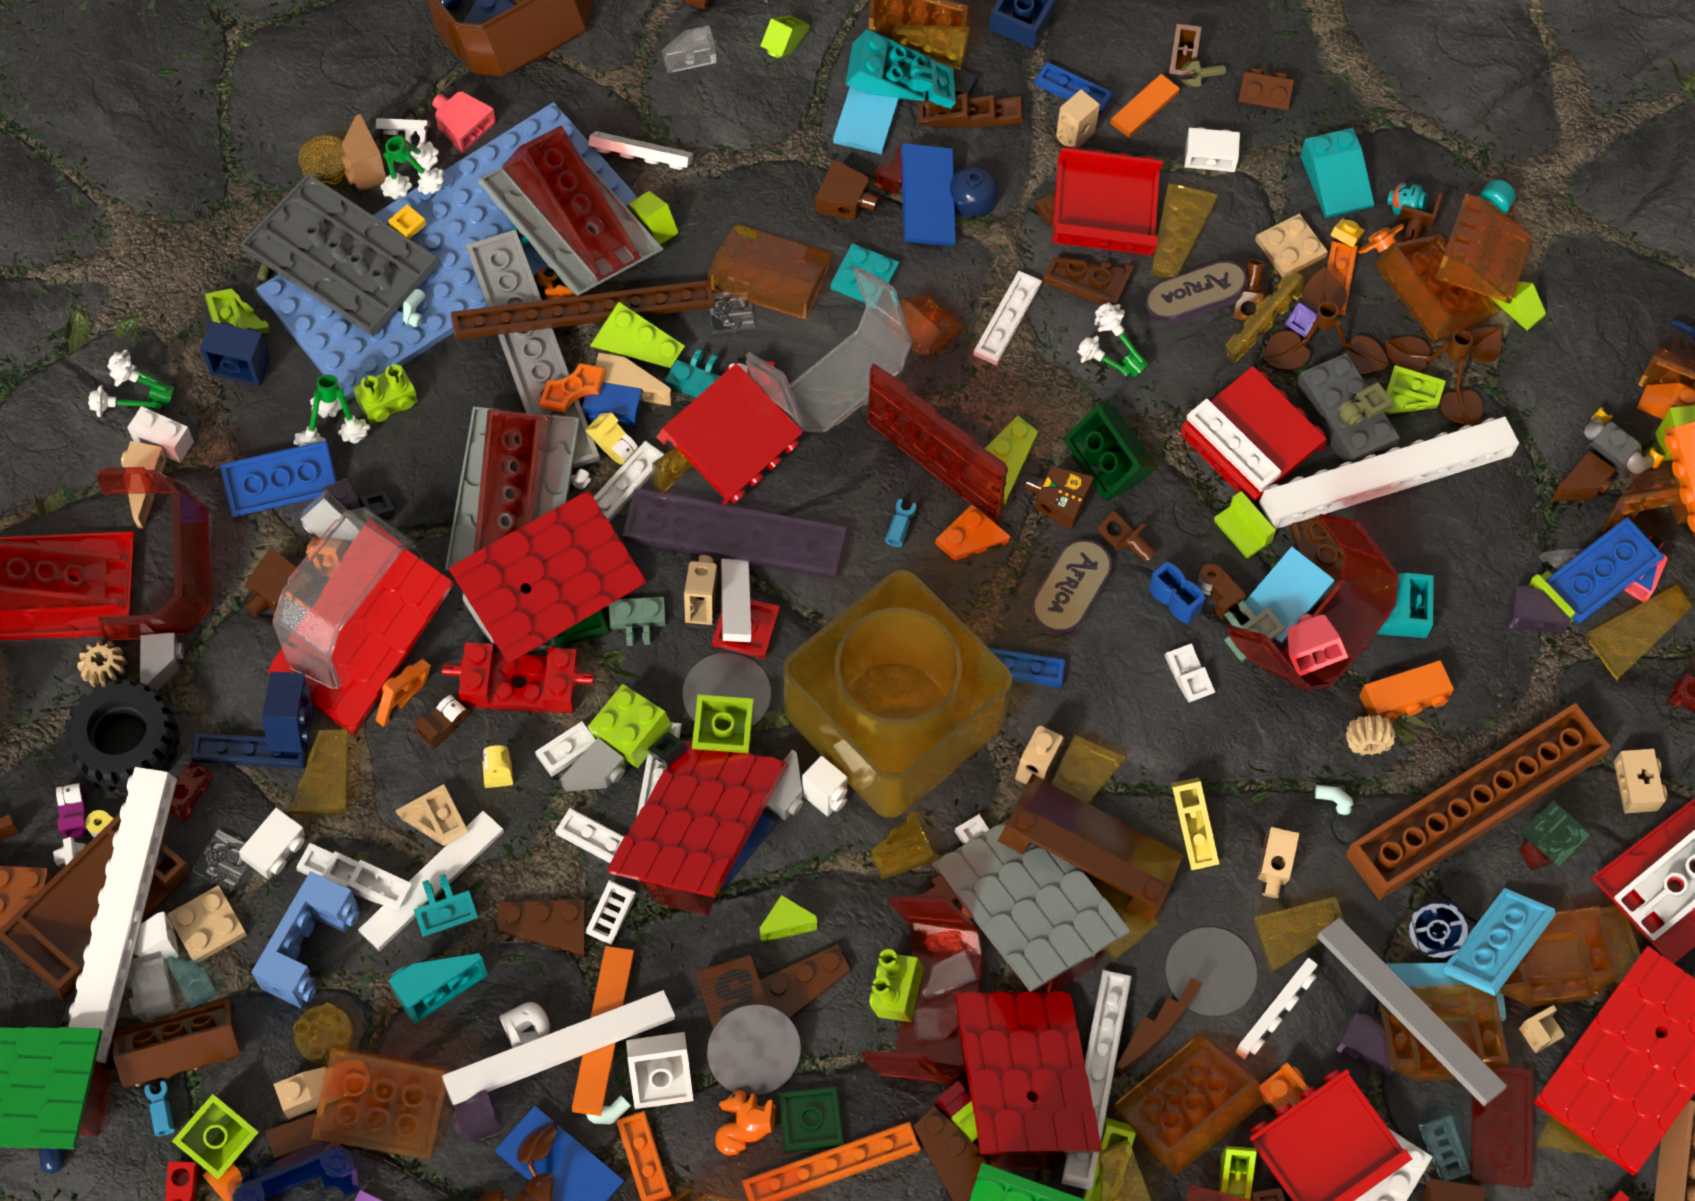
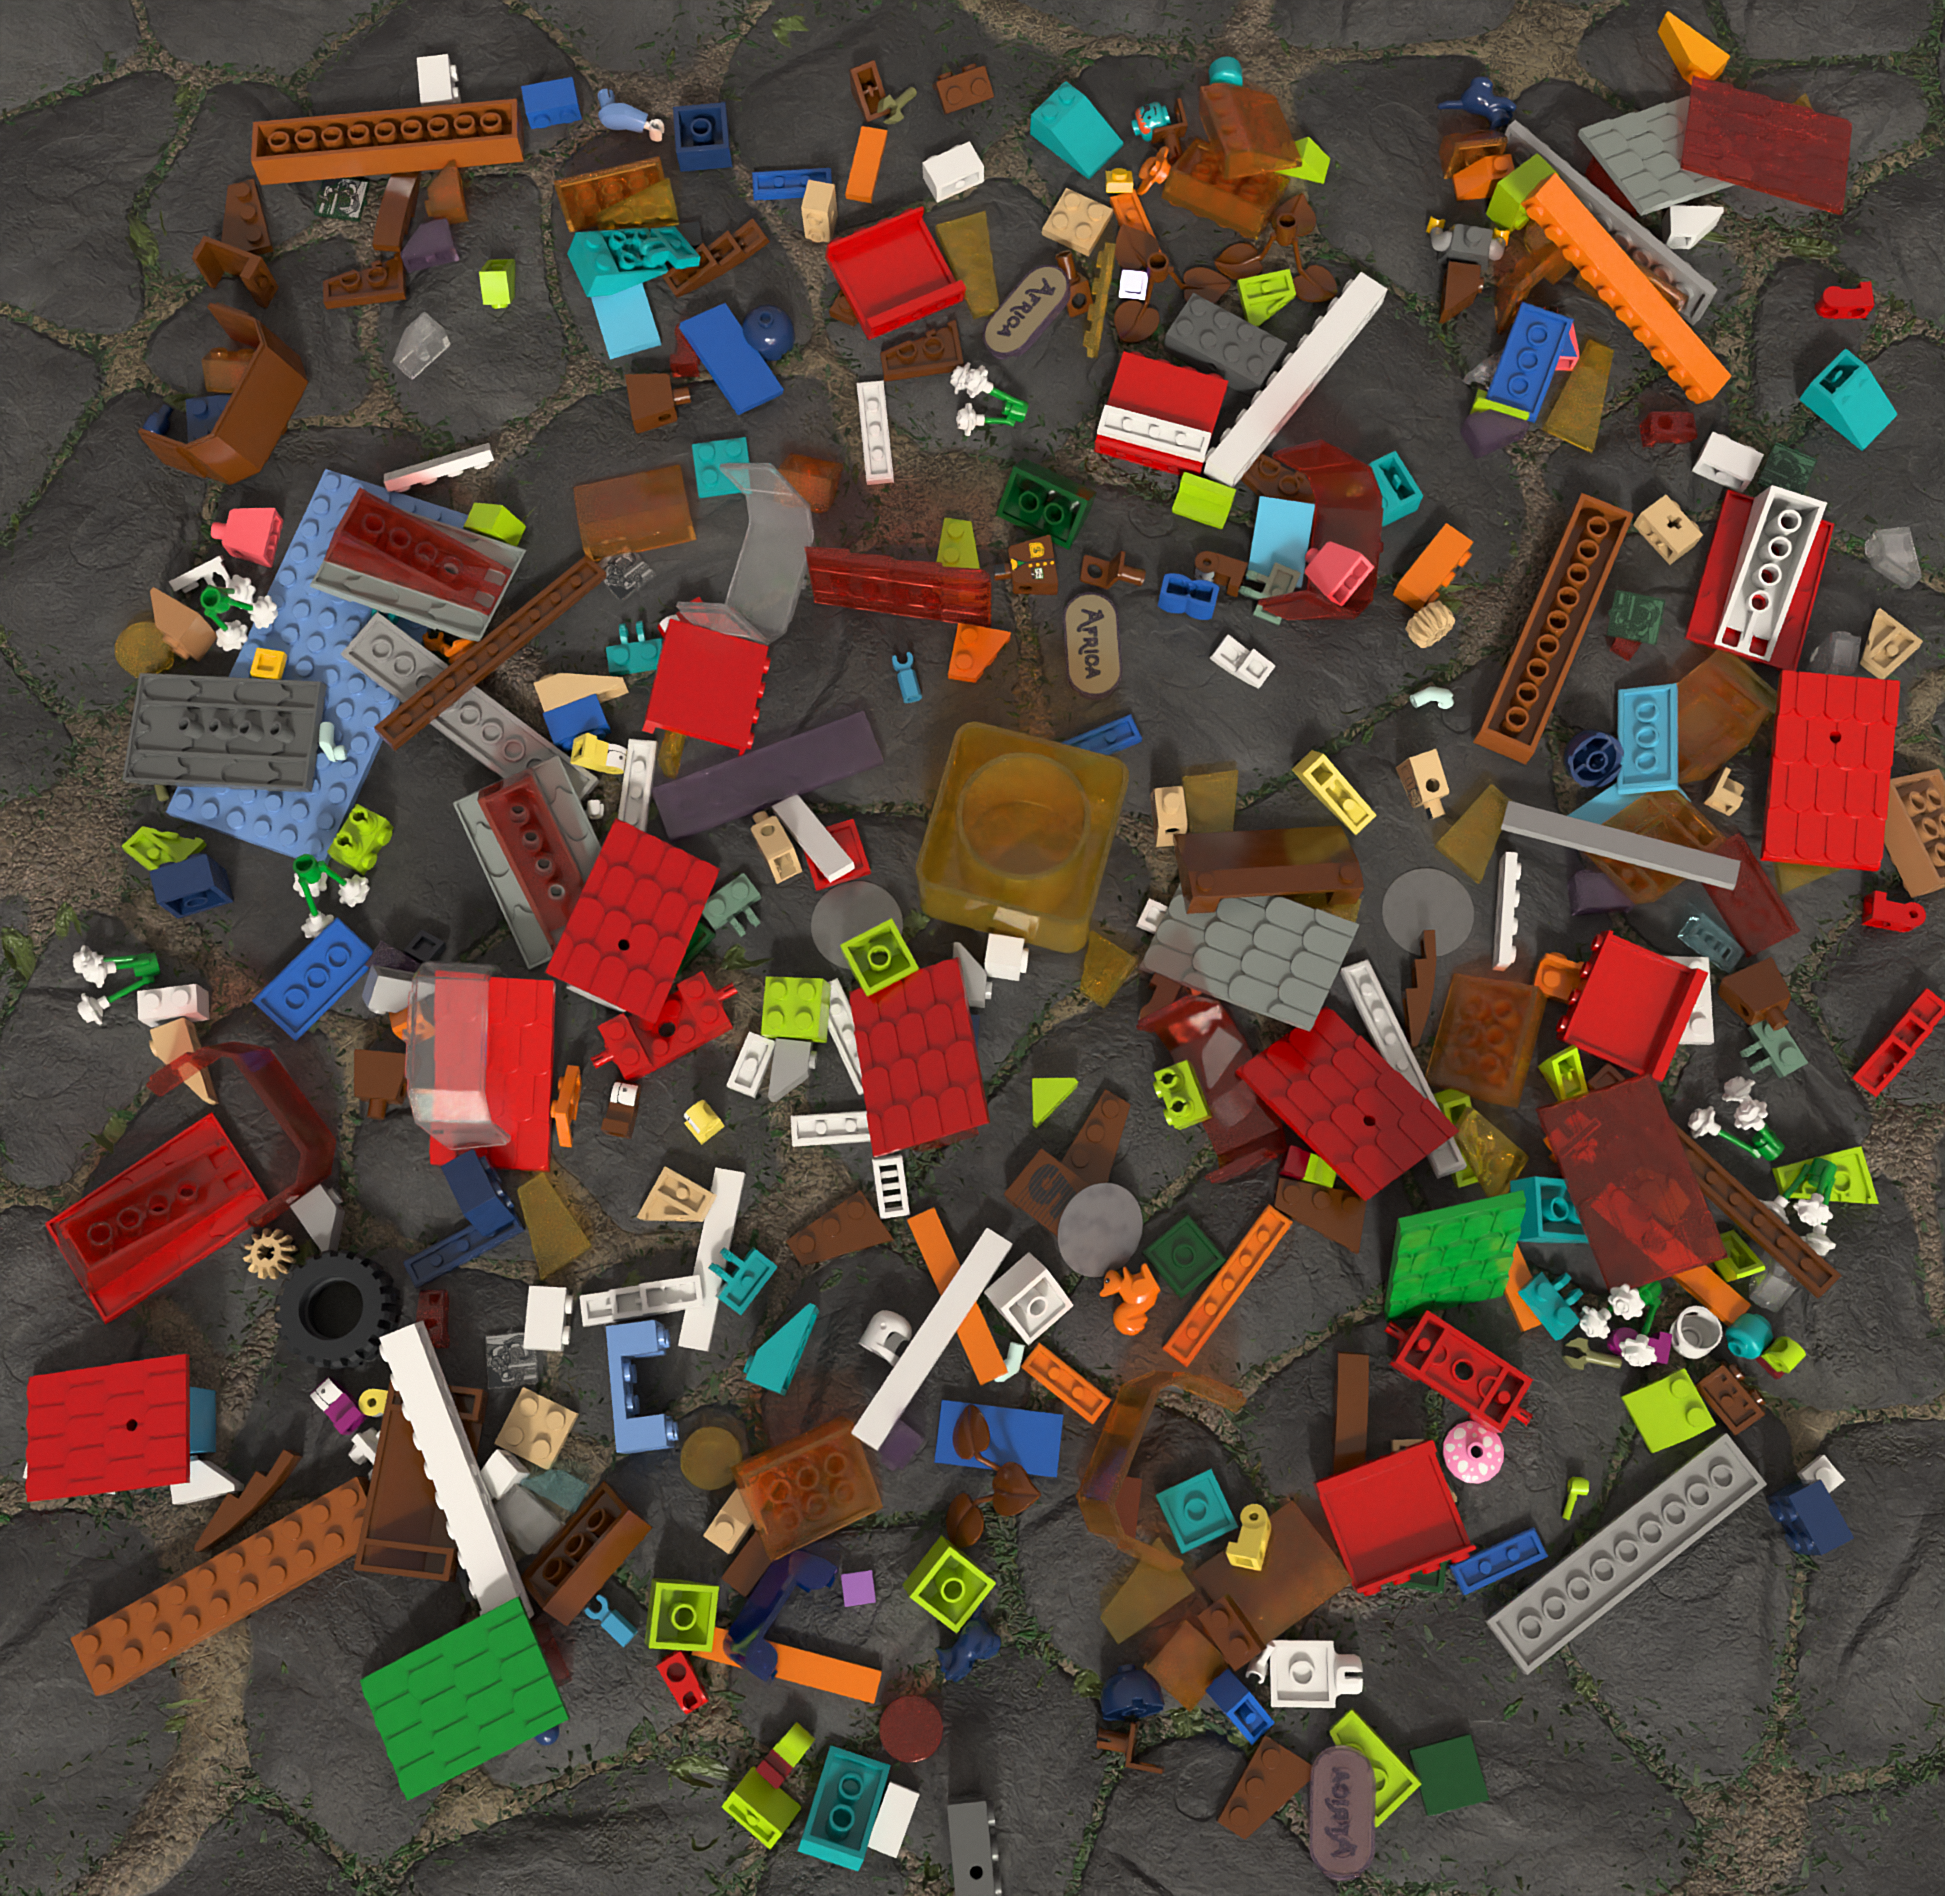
camera: 30 degrees left, 10 degrees up
(582, 382) = (526, 740): orange tile -> none
(635, 337) = (558, 648): lime wing -> none
(667, 749) = (843, 1009): black tile -> none
(1370, 401) = (1245, 325): olive plate -> none

